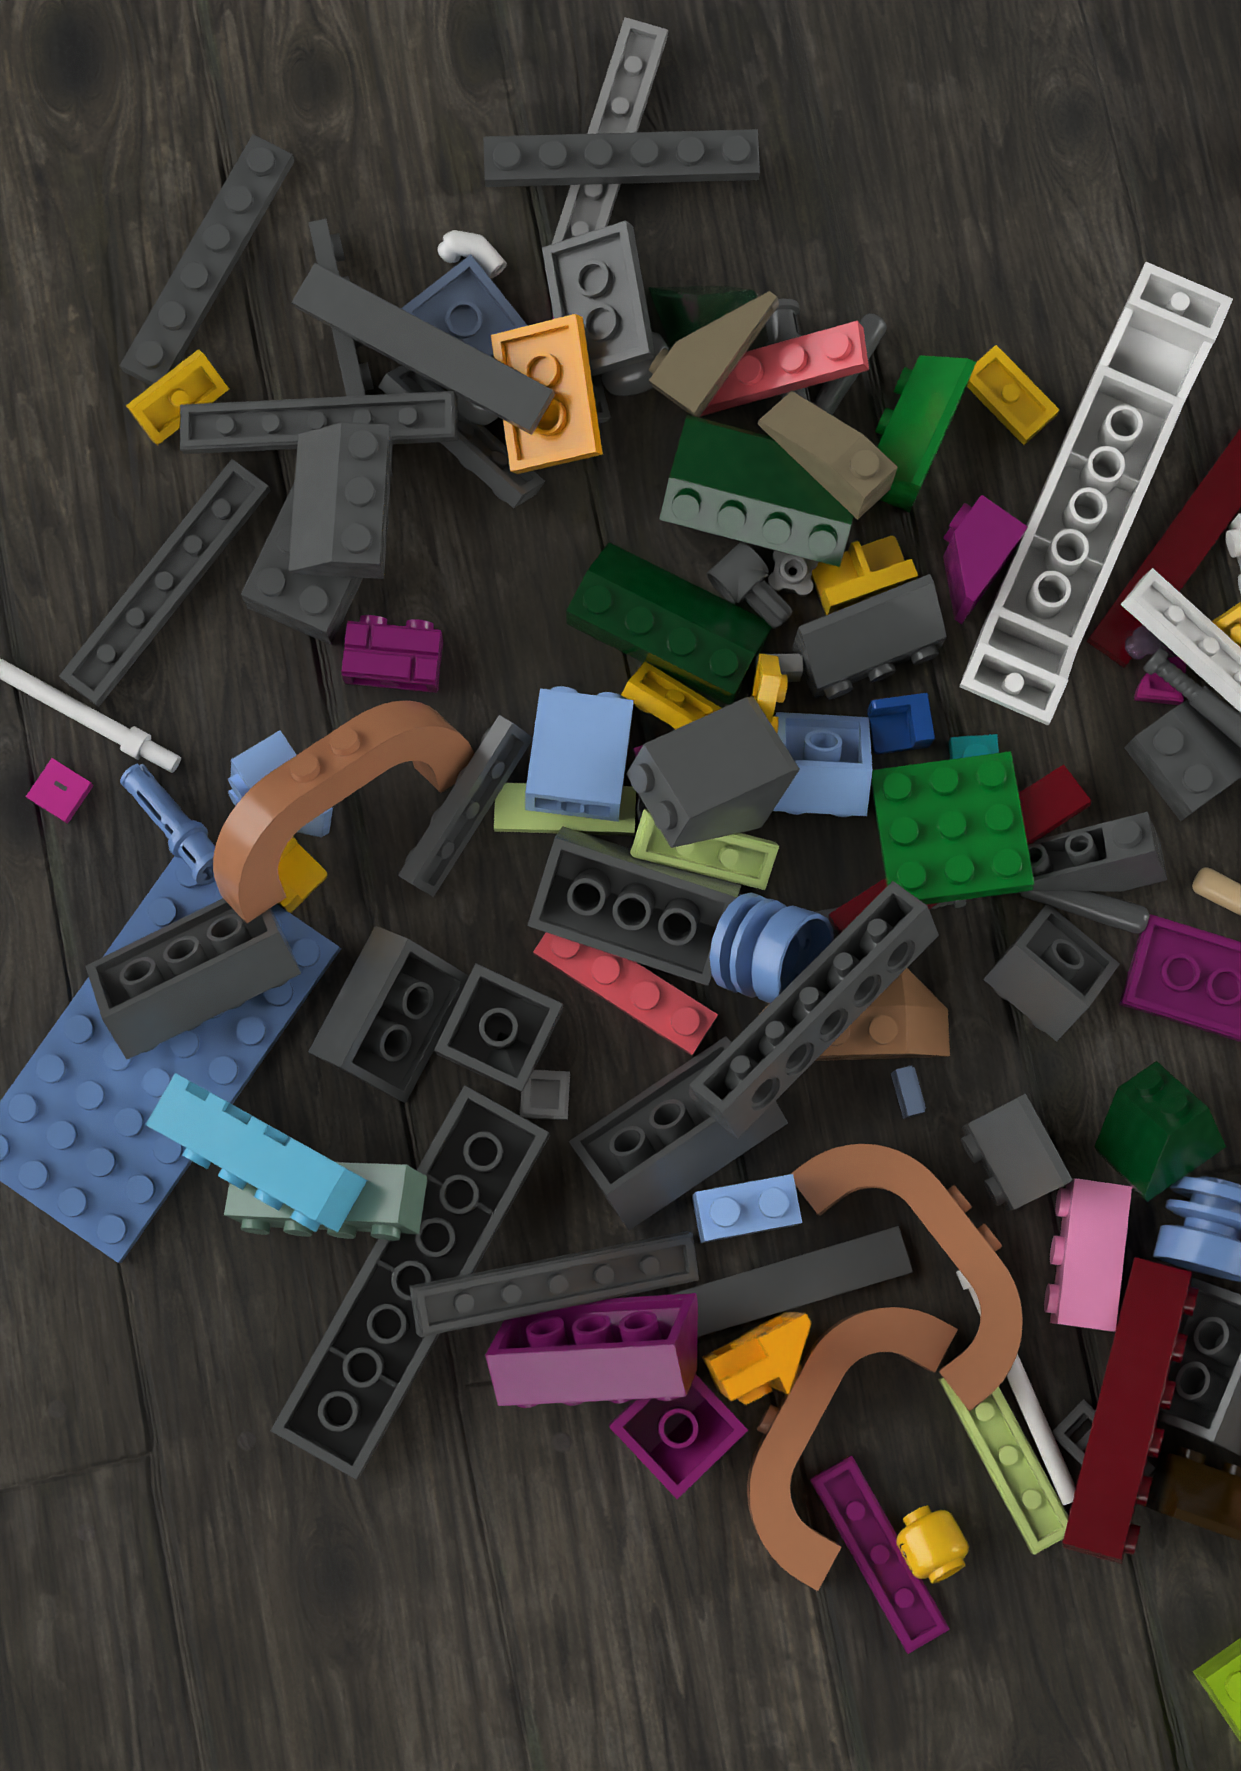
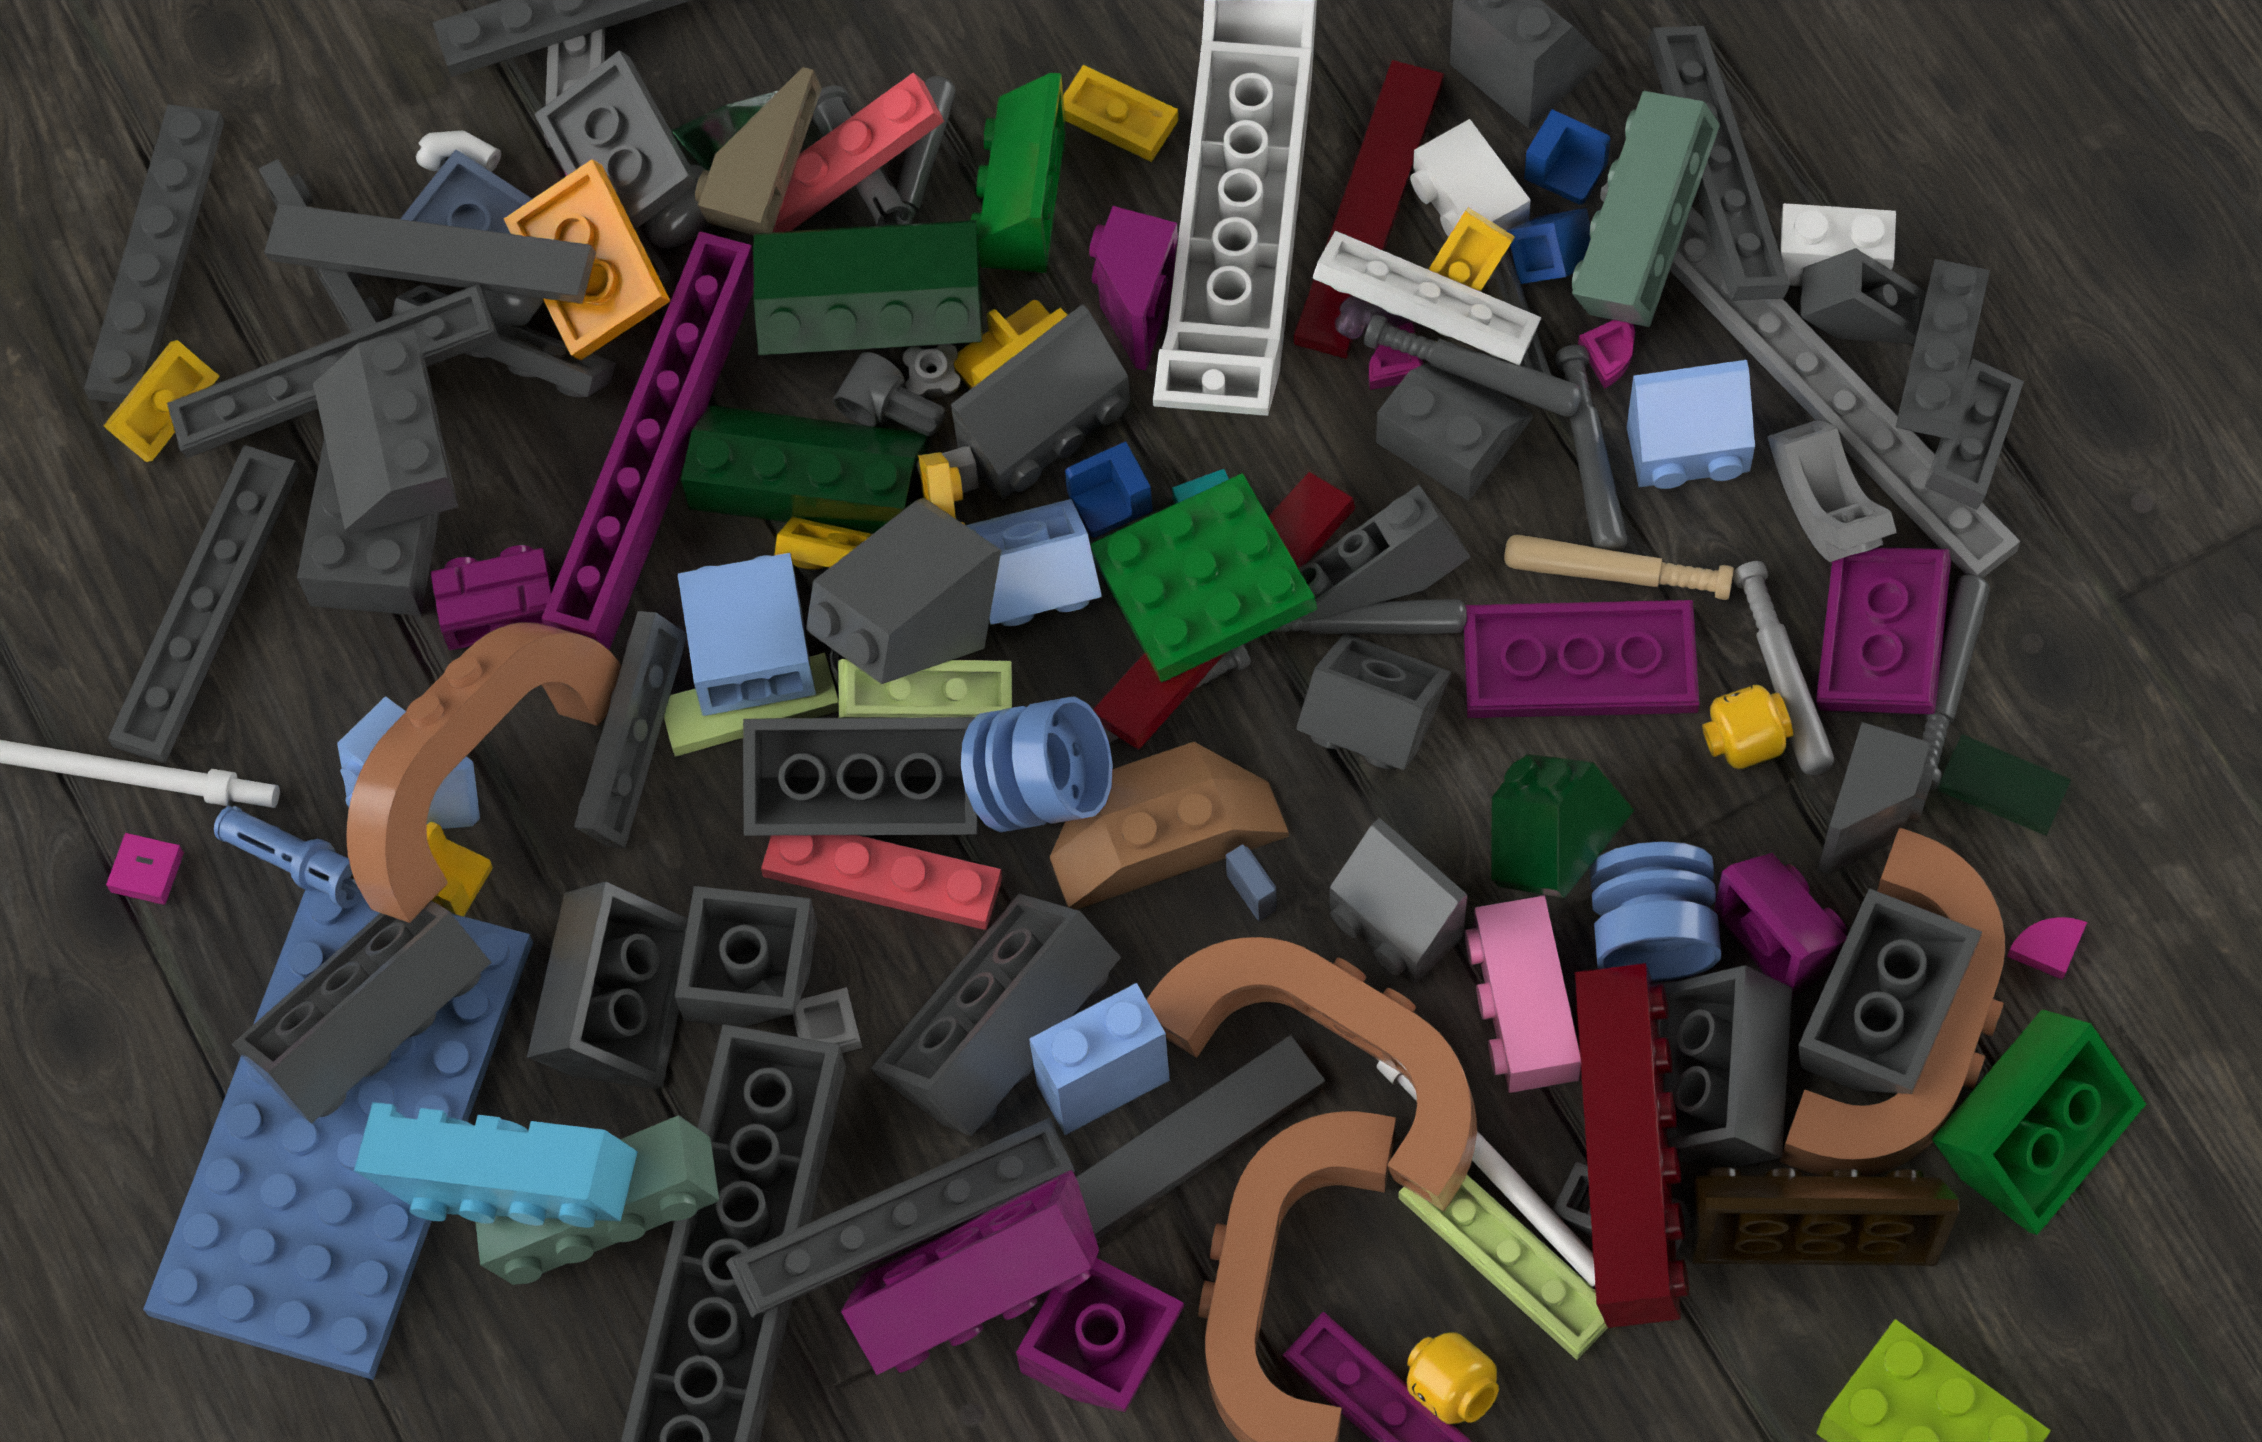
camera: 10 degrees left, 15 degrees down
(553, 566) = (653, 440): none -> magenta brick
(760, 1358) = (1152, 1186): light orange slope -> none
(815, 1009) = (1103, 802): dark grey brick -> none
(831, 452) = (931, 216): dark tan slope -> none

